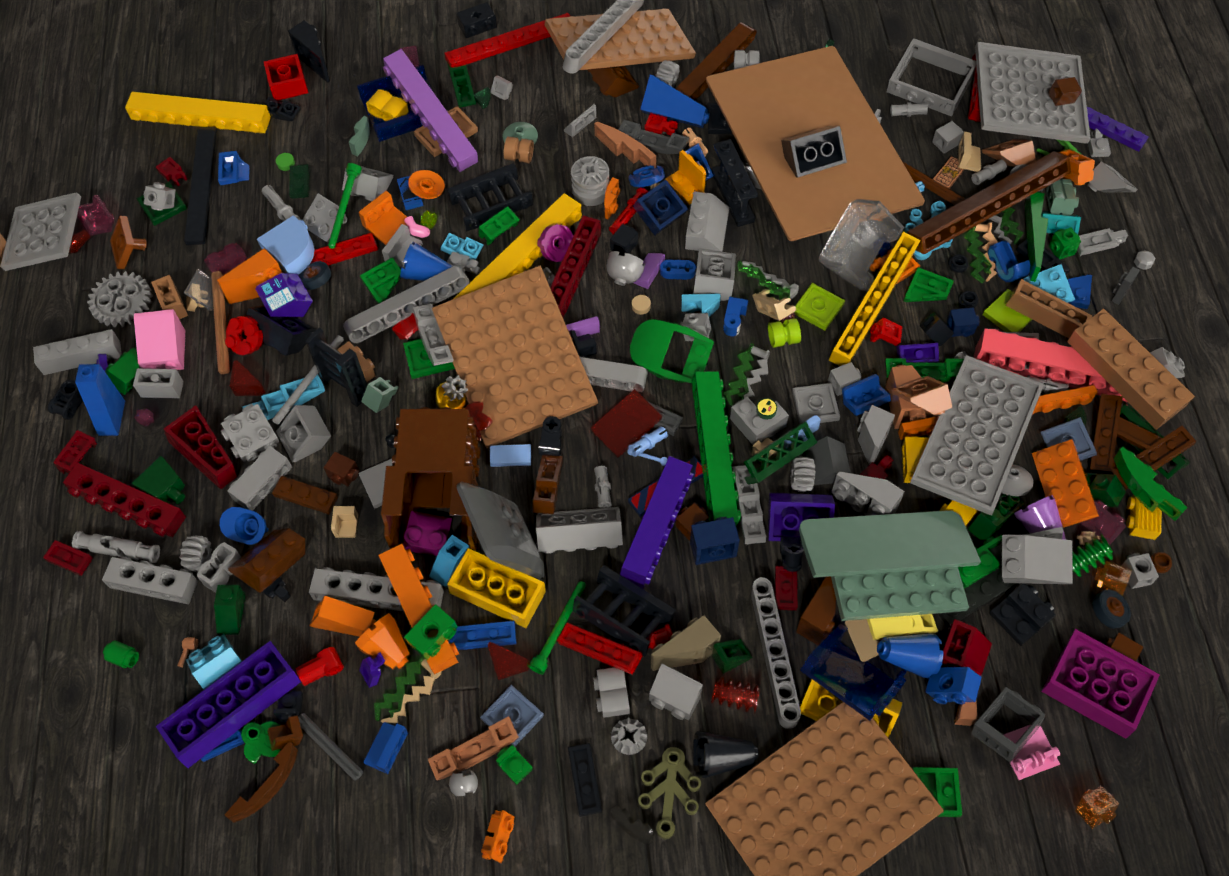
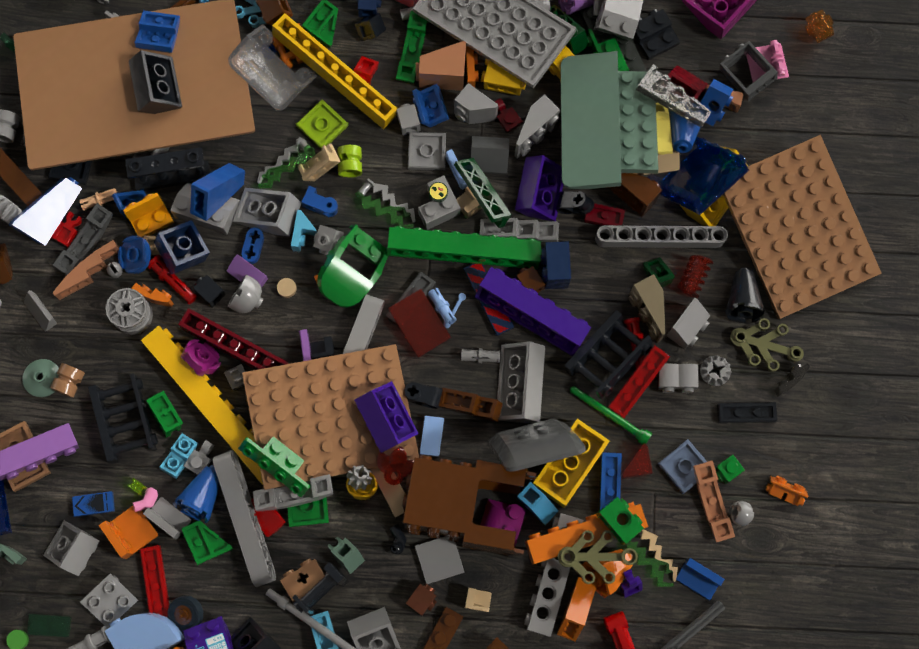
camera: 85 degrees left, 15 degrees up
(353, 171) = (71, 558): green piece -> none
(389, 612) = (594, 557): none -> olive plant
(426, 184) = (85, 478): orange dish -> none
(459, 309) = (277, 461): none -> green bracket
(519, 400) = (386, 416): none -> dark purple slope
(632, 167) = (117, 266): none -> light grey hinge
(721, 218) = (215, 190): none -> blue slope
(802, 474) = (502, 176): light grey gear -> none
(869, 146) = (157, 31): none -> blue slope
(919, 353) = (390, 50): dark purple slope -> none
(926, 394) = (457, 52): nougat slope -> none
(943, 616) = (674, 98): none -> clear smoke wing
(944, 787) = (789, 134): green wing -> none

